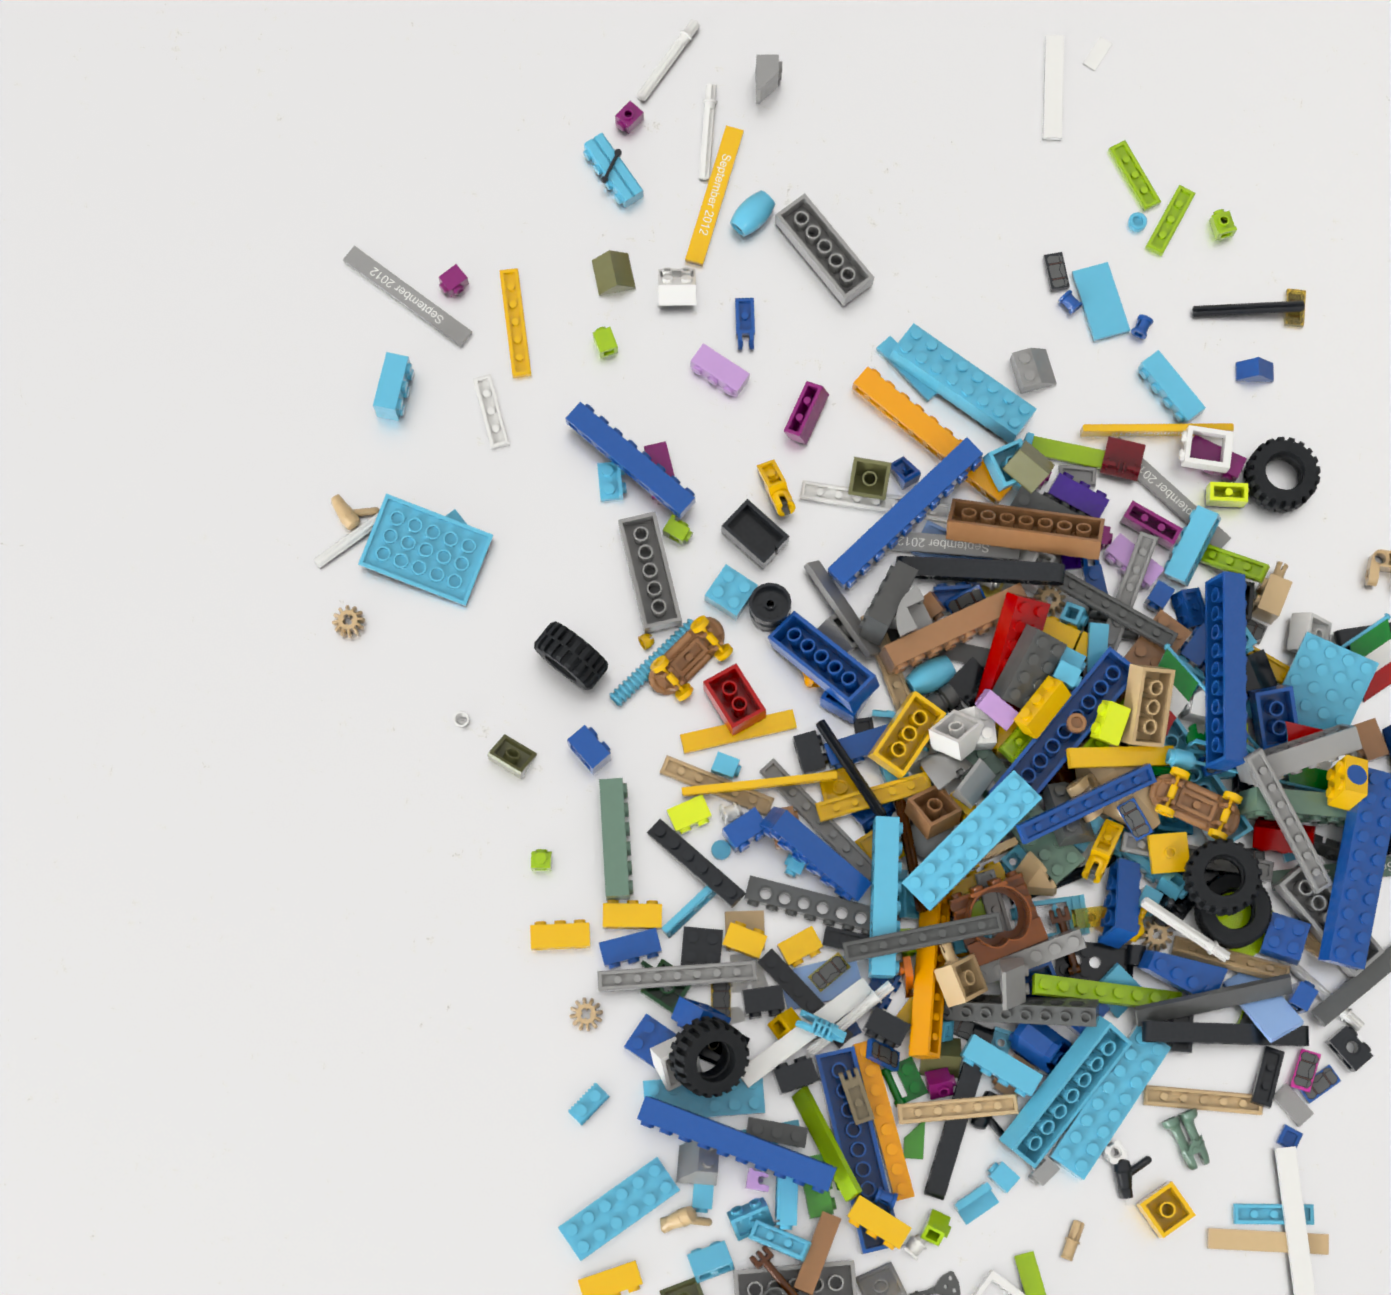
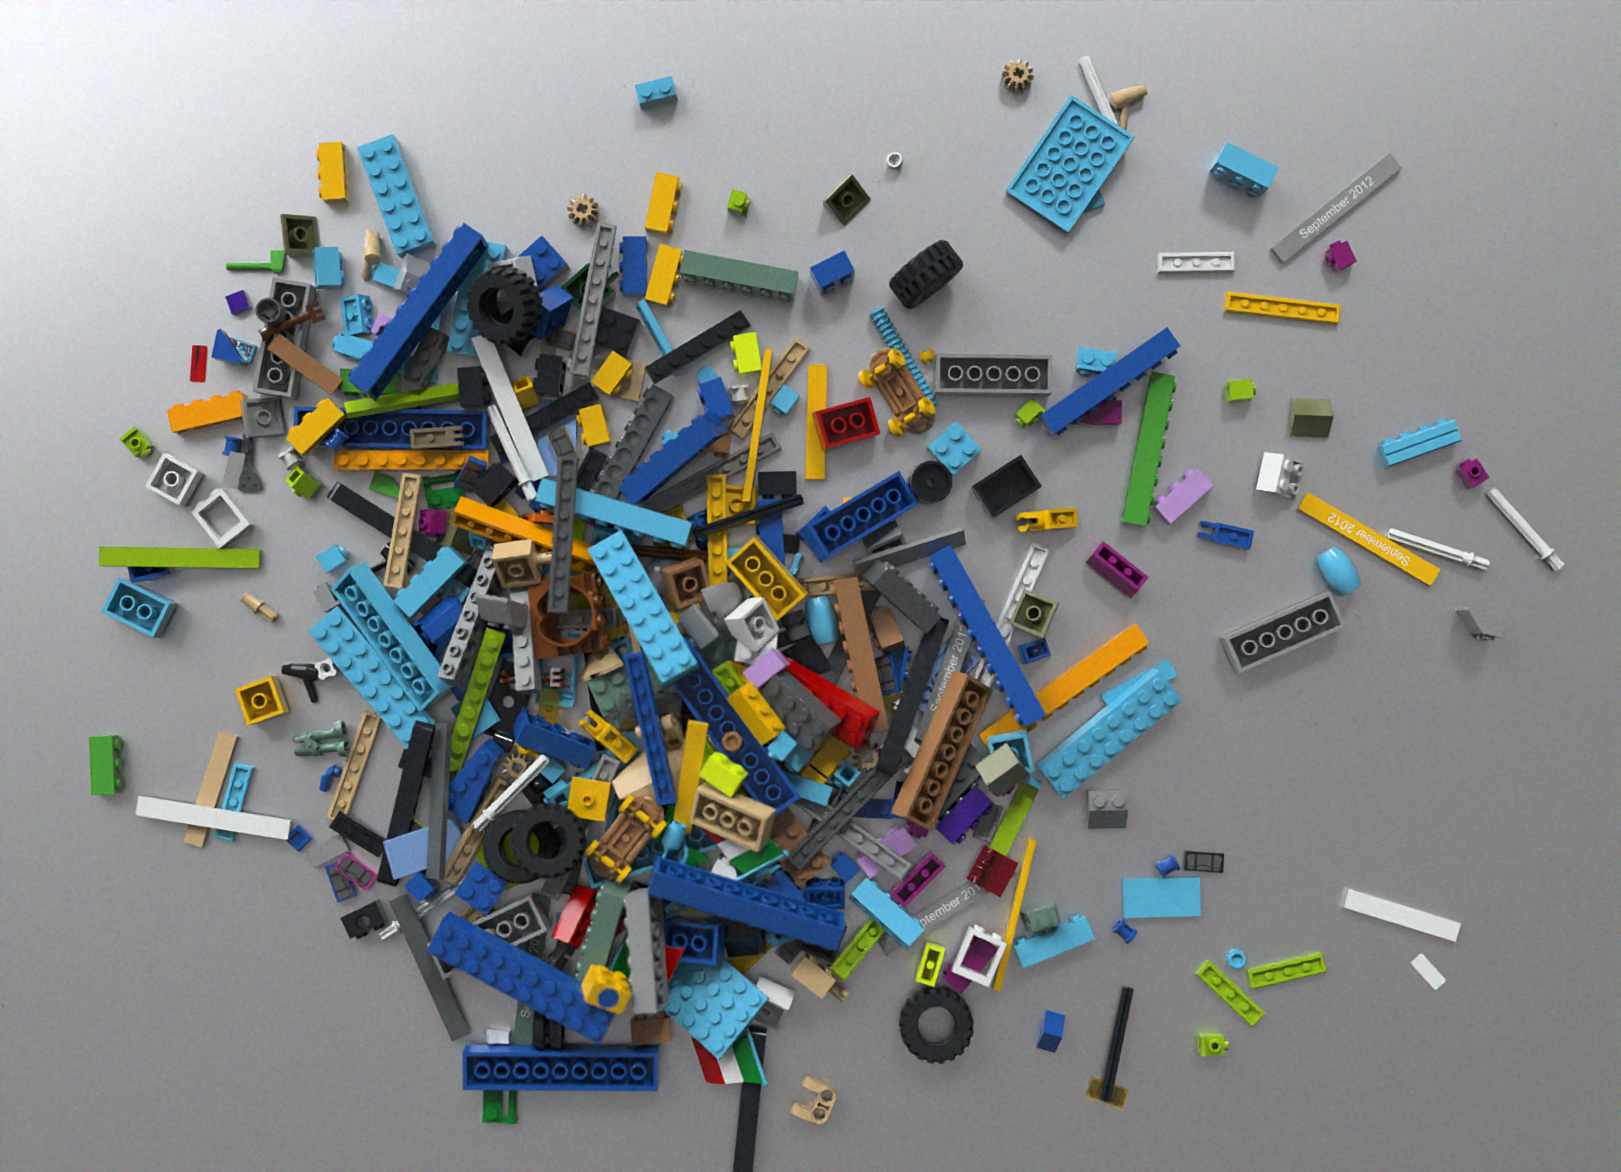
camera: 110 degrees right, 10 degrees up
(449, 970) = (656, 92): none -> medium azure brick
(588, 1103) = (499, 191): medium azure brick -> none
(618, 153) = (1435, 450): black hinge -> none
(683, 412) = (1148, 448): none -> bright green brick
(780, 1240) = (325, 333): medium azure tile -> none
(821, 1027) = (508, 421): medium azure hinge -> none
(912, 613) = (881, 612): light grey brick -> none
(976, 1203) = (317, 527): medium azure panel -> none
(1135, 819) = (628, 774): tile -> none
(1152, 403) = (1040, 917): none -> sand green torso
(1221, 1124) = (327, 775): none -> blue arm
(1288, 820) = (584, 919): light grey tile -> none

